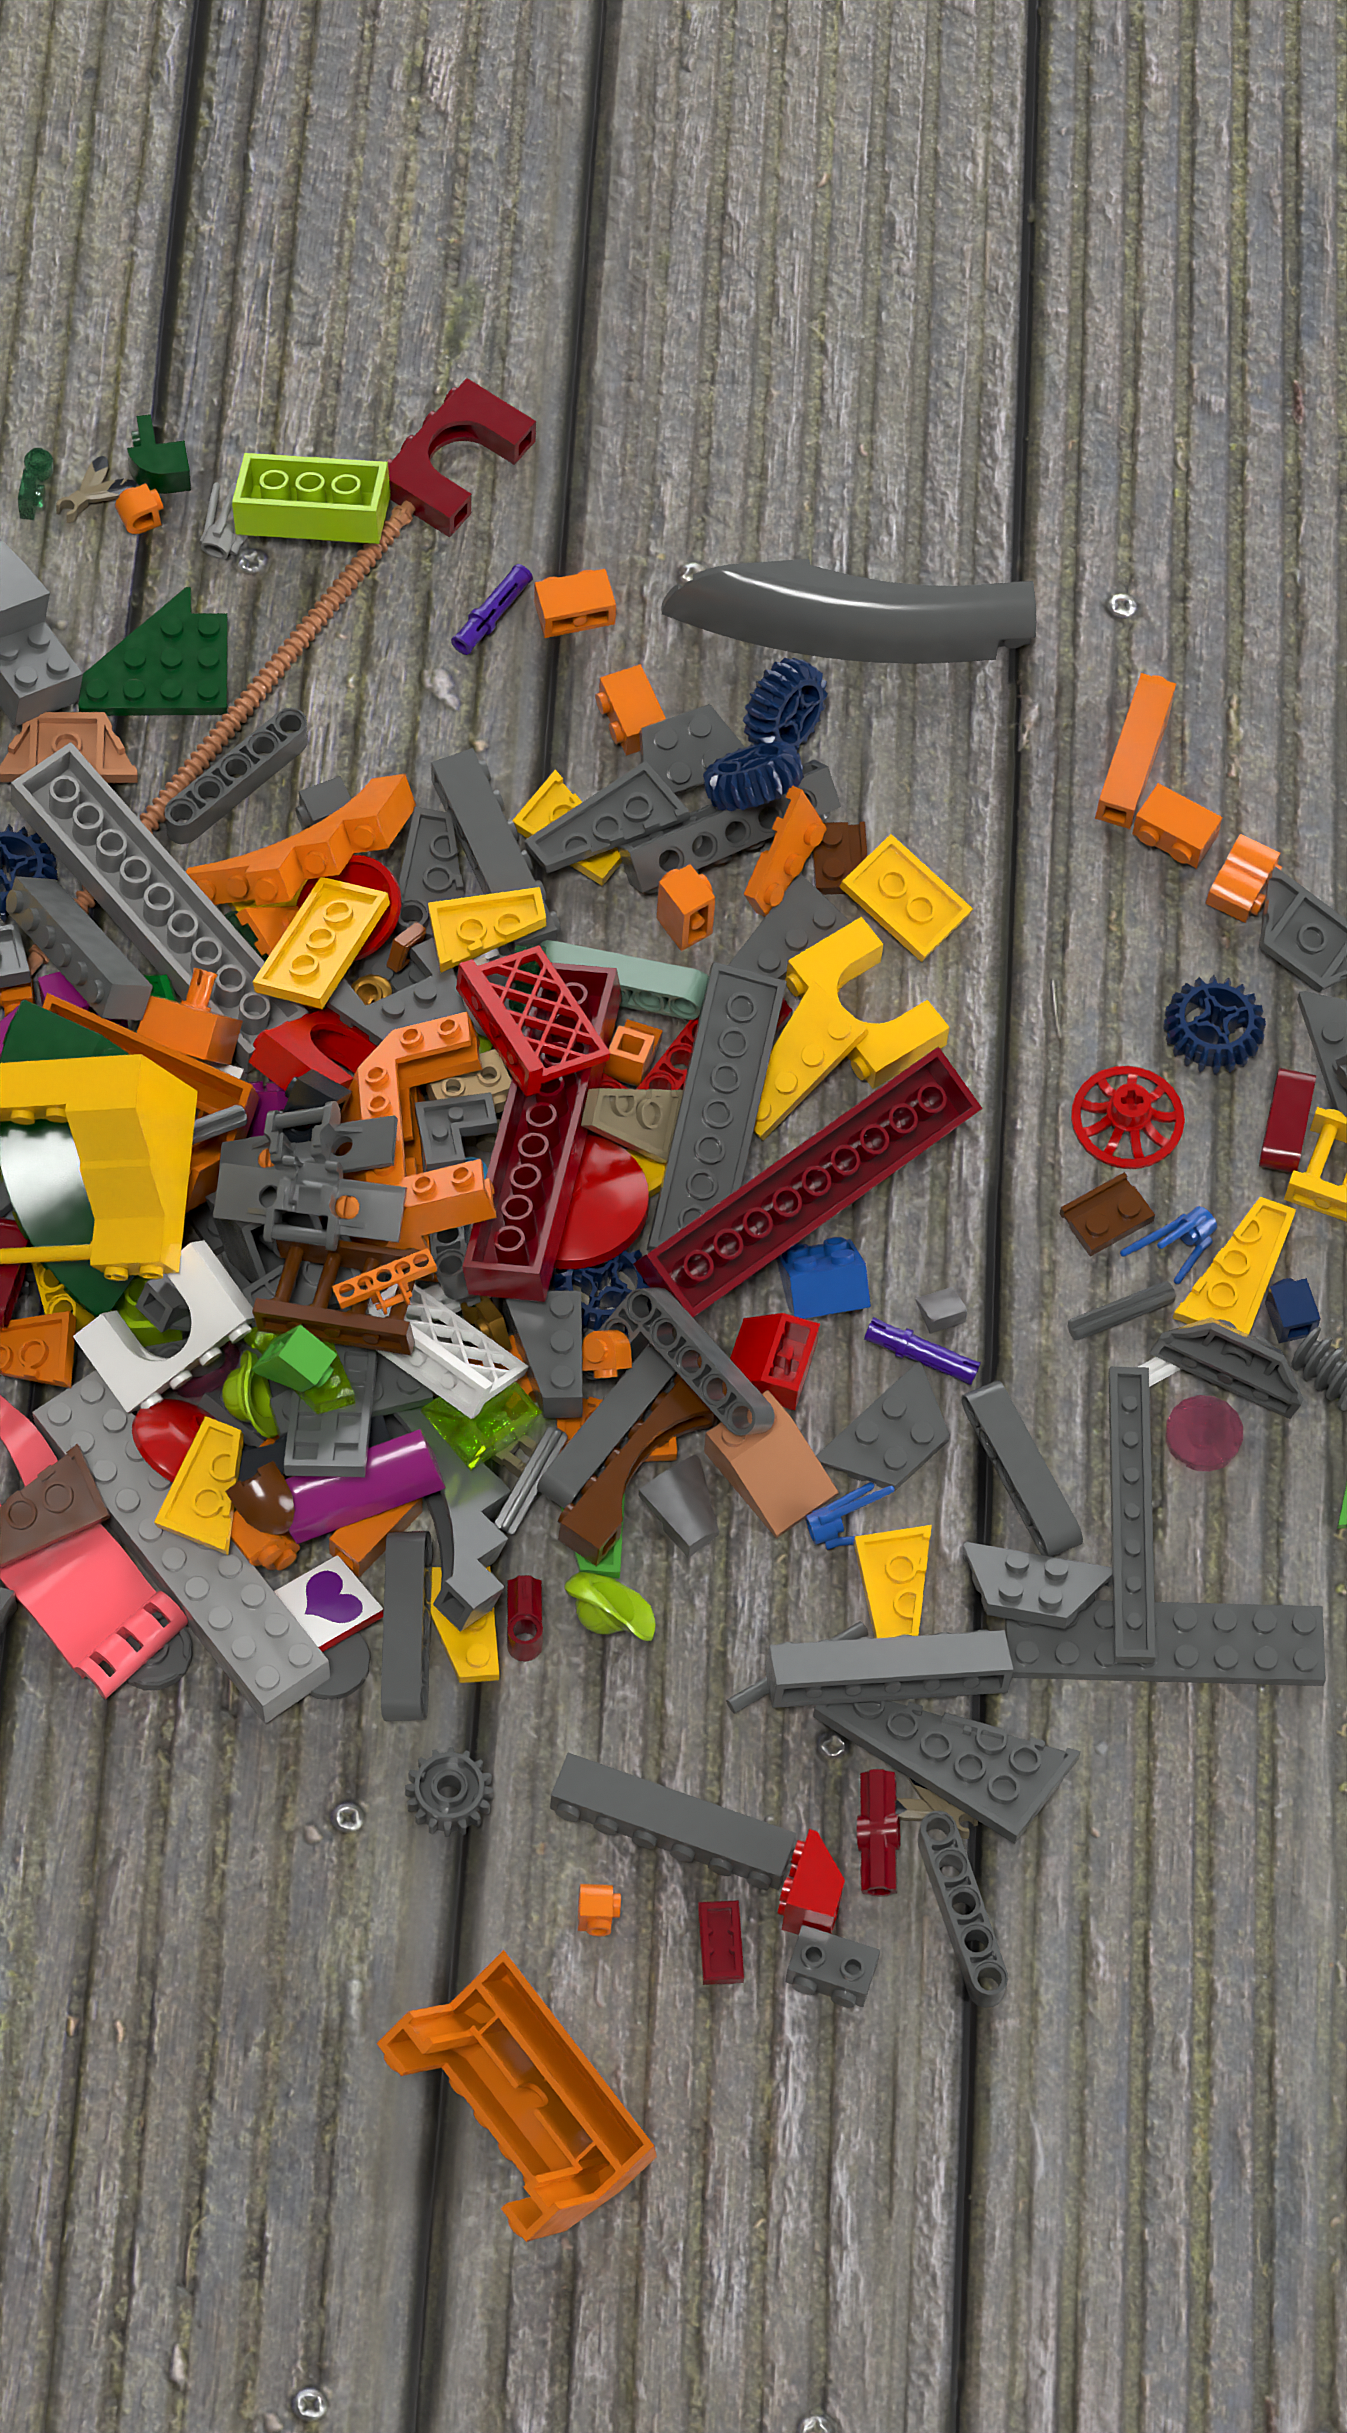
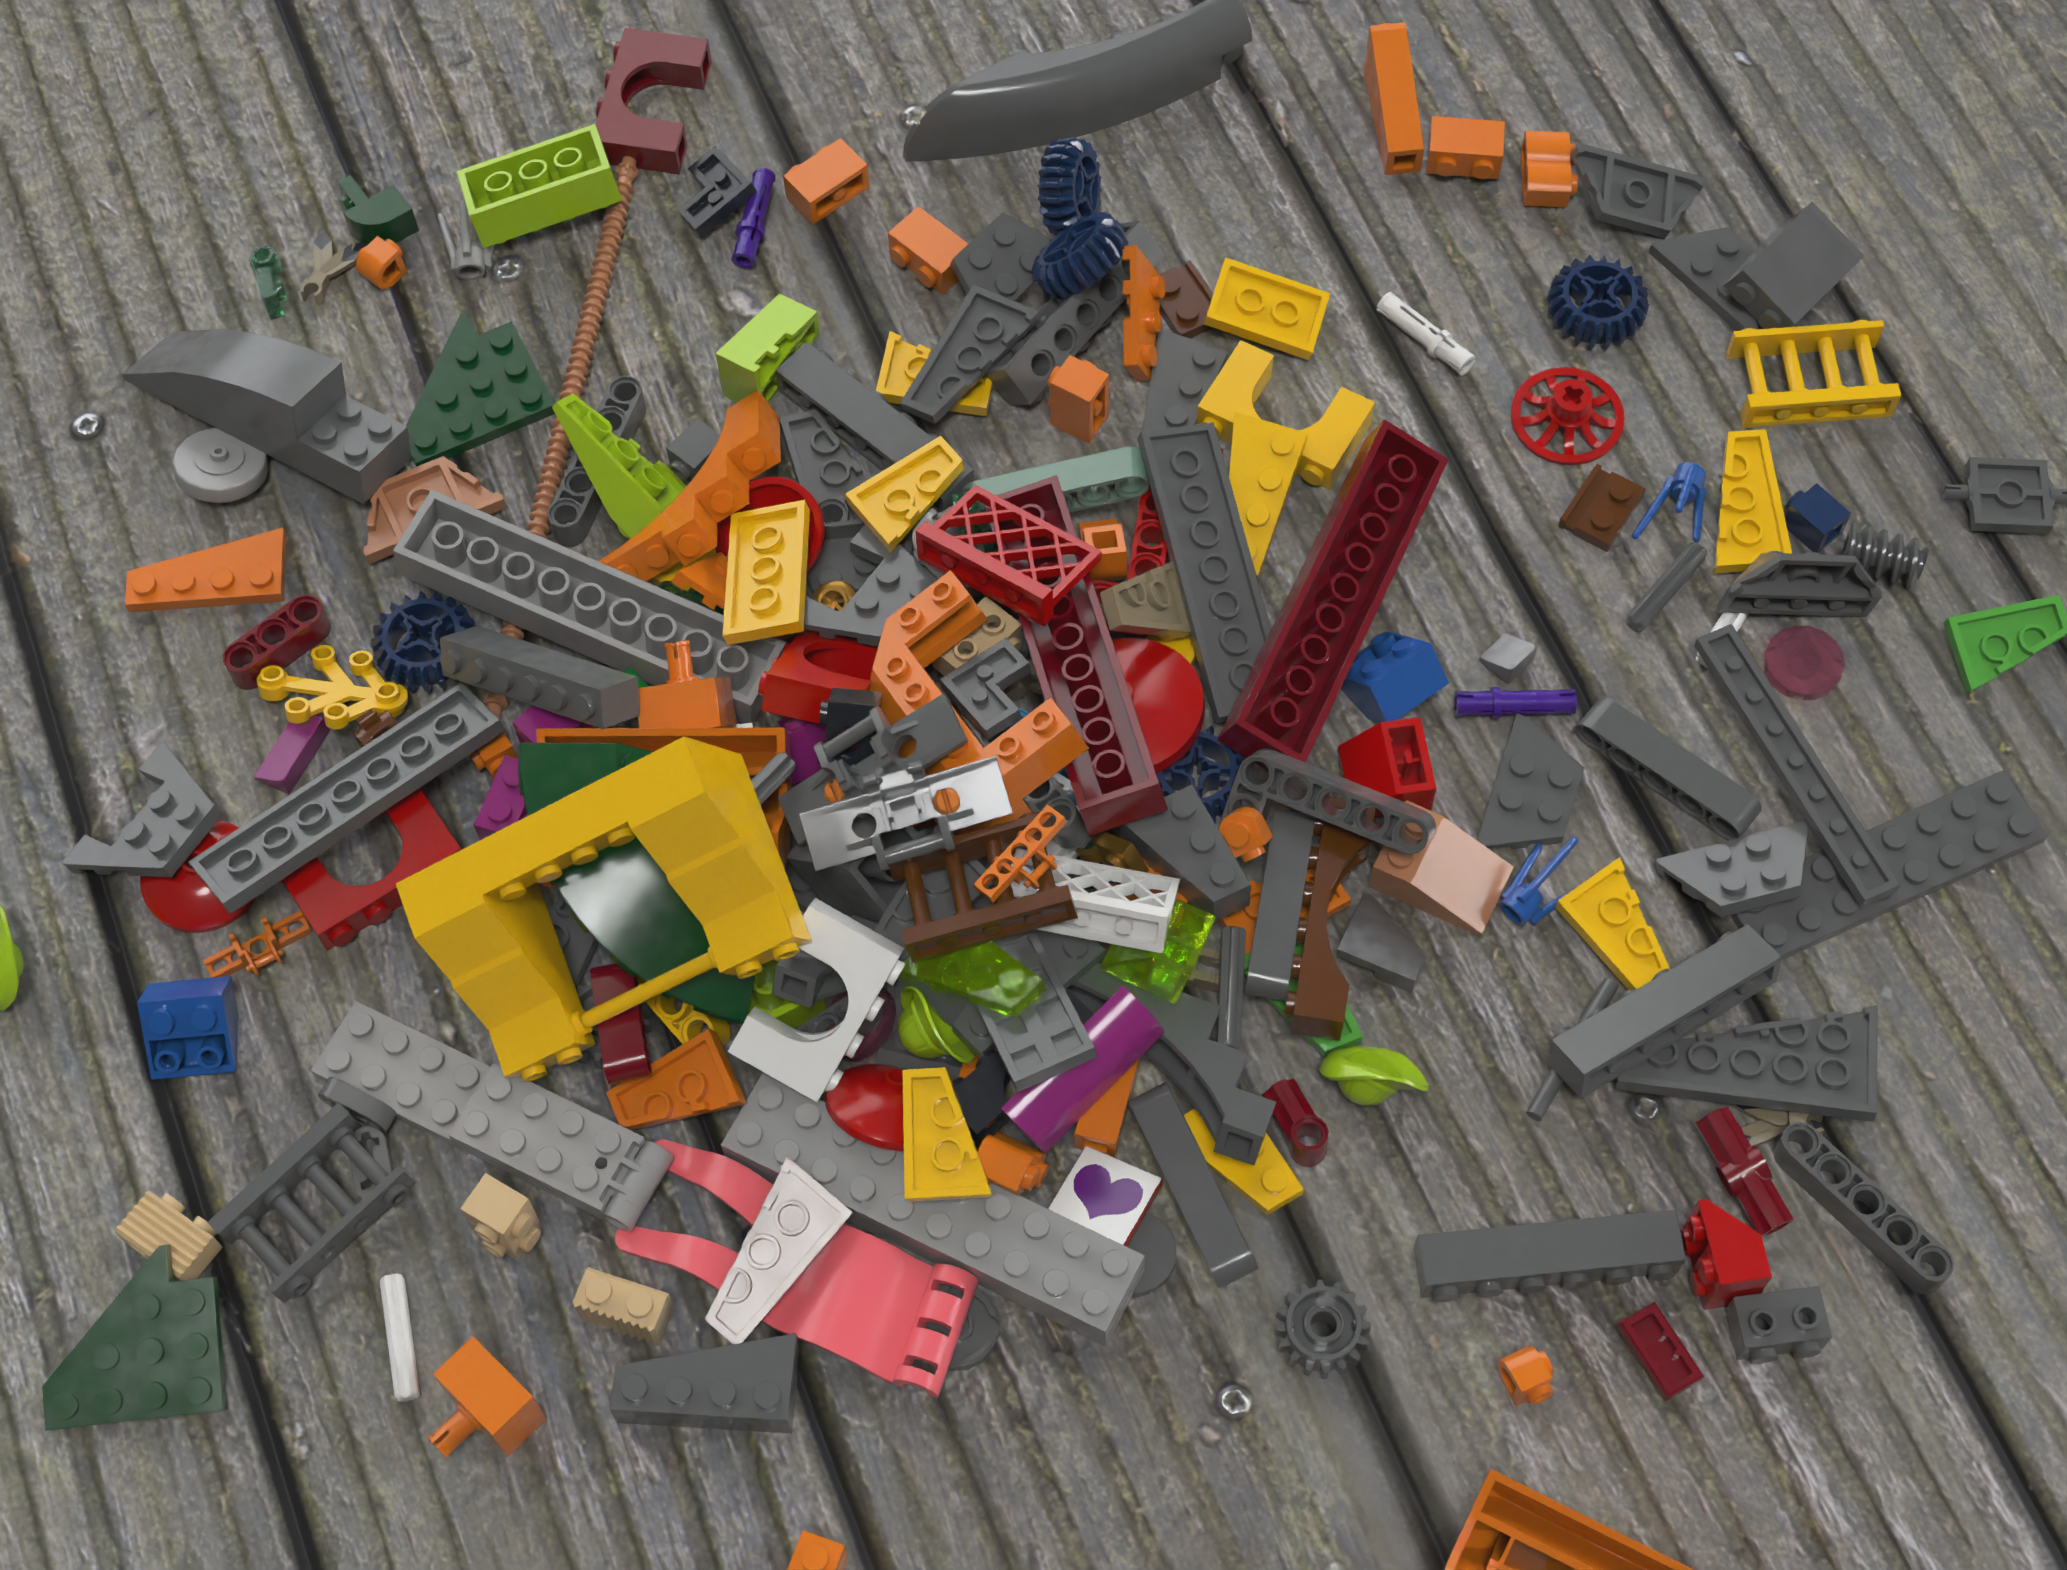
camera: 20 degrees left, 0 degrees up
(245, 798) = (625, 480): none -> lime wedge
(264, 1500) = (1005, 1125): reddish brown brick -> none
(296, 1360) = (972, 973): bright green slope -> none
(402, 945) = (839, 544): dark orange tile -> none
(432, 734) = (763, 345): none -> lime wedge
(473, 576) = (722, 193): none -> black plate
(1046, 997) = (1437, 342): none -> white pin
(1287, 1120) = (1709, 357): dark red beam -> none

